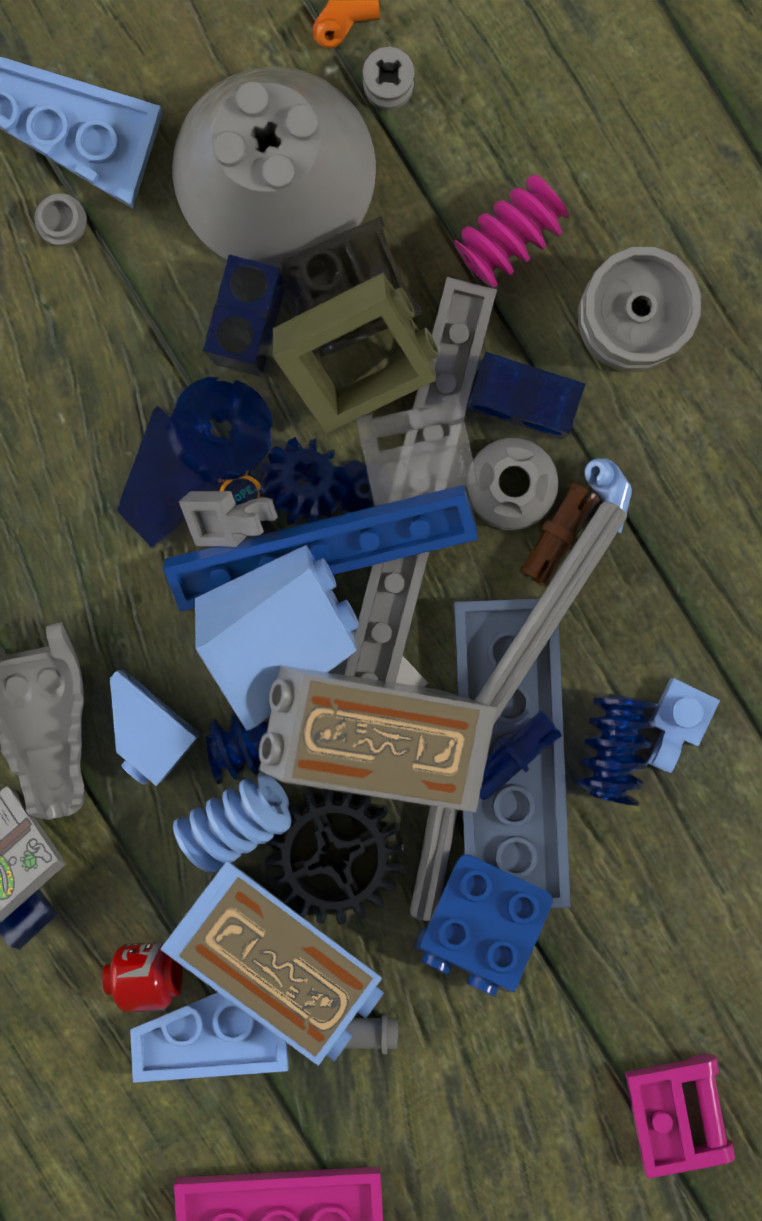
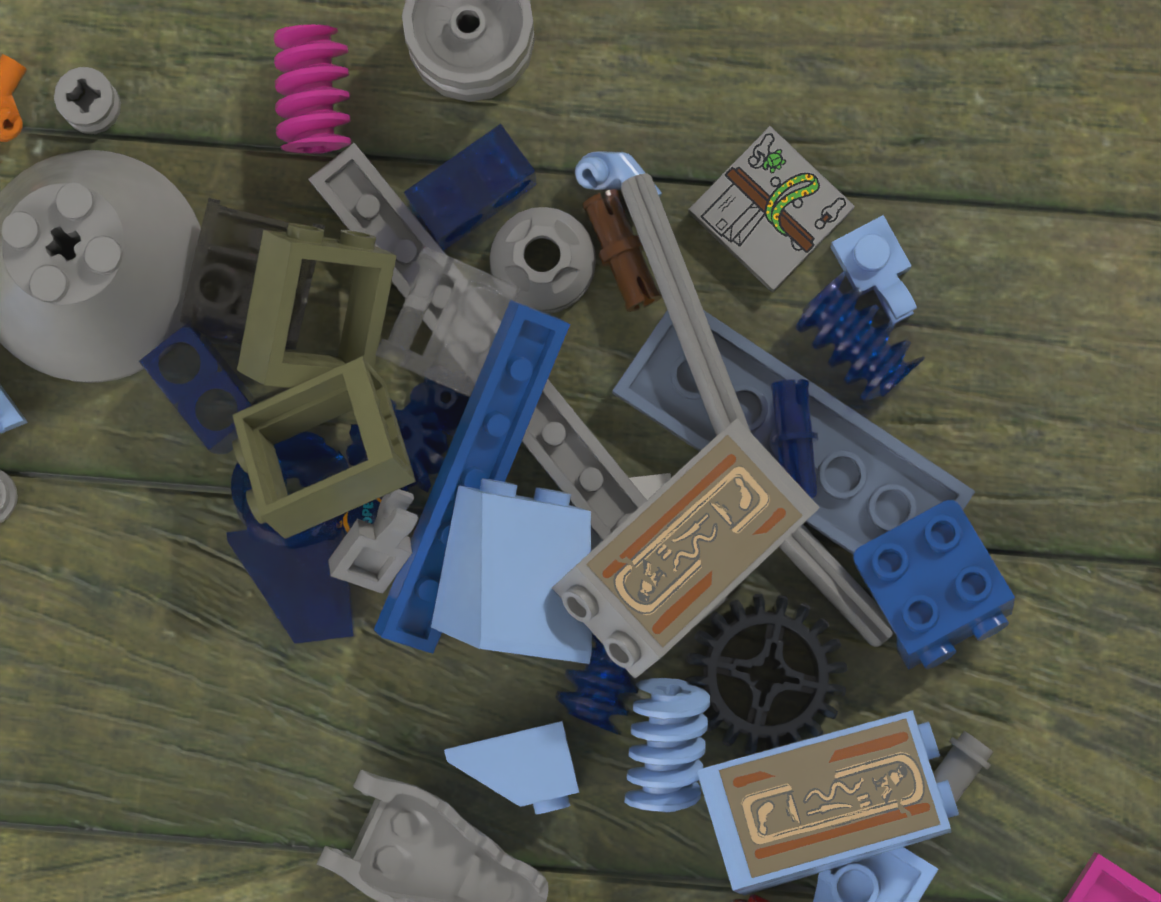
camera: 50 degrees left, 5 degrees down
(246, 375) = (300, 408): none -> olive window
(666, 618) = (771, 209): none -> light grey tile

